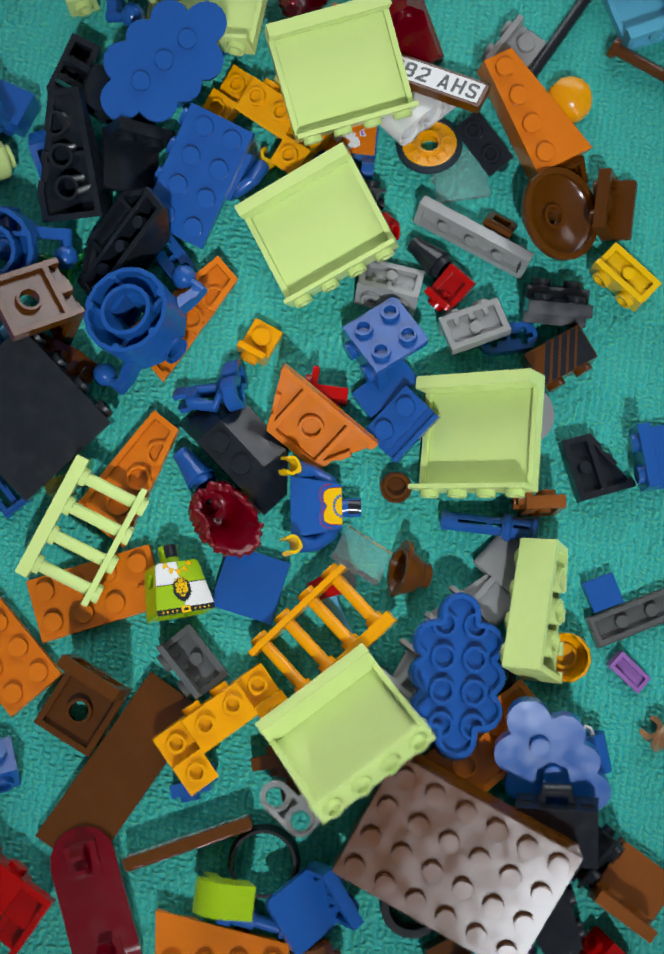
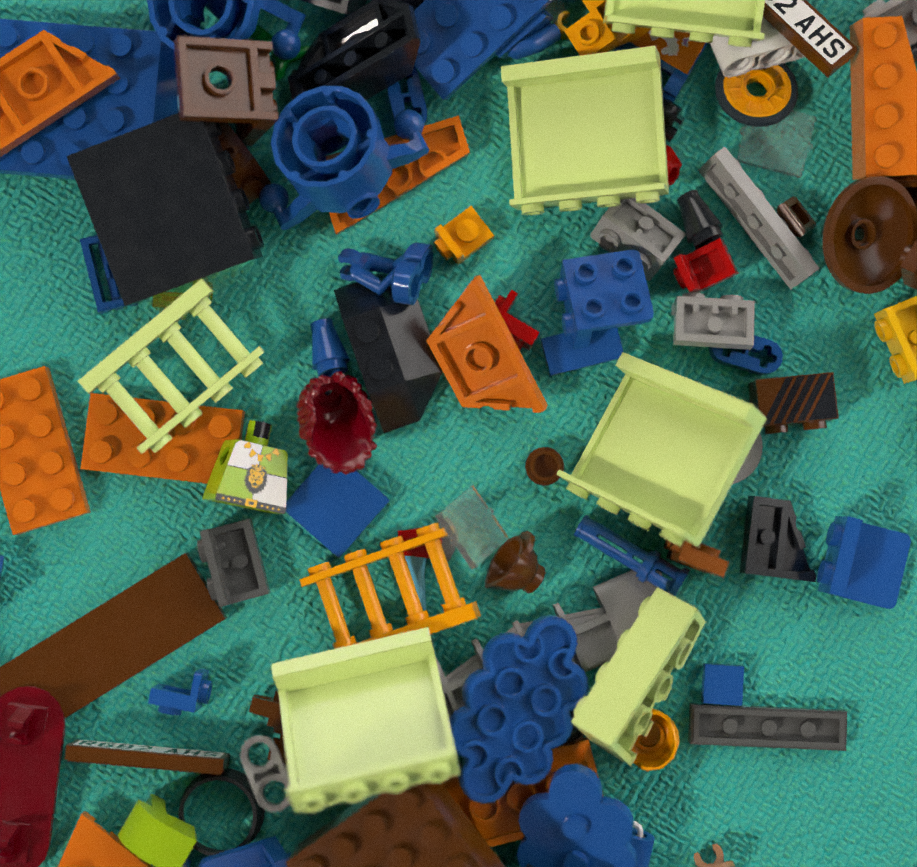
camera: 25 degrees right, 5 degrees up
(88, 685) = (114, 542): reddish brown bracket -> none
(134, 468) = (261, 318): orange wing -> none
(213, 721) = (230, 639): light orange bracket -> none
(315, 507) = (443, 450): torso -> none
(402, 424) = (583, 398): blue plate -> none
(484, 144) = (820, 115): black hinge -> none
(555, 304) = (818, 335): black brick -> none
(628, 671) = (712, 783): medium lavender piece -> none

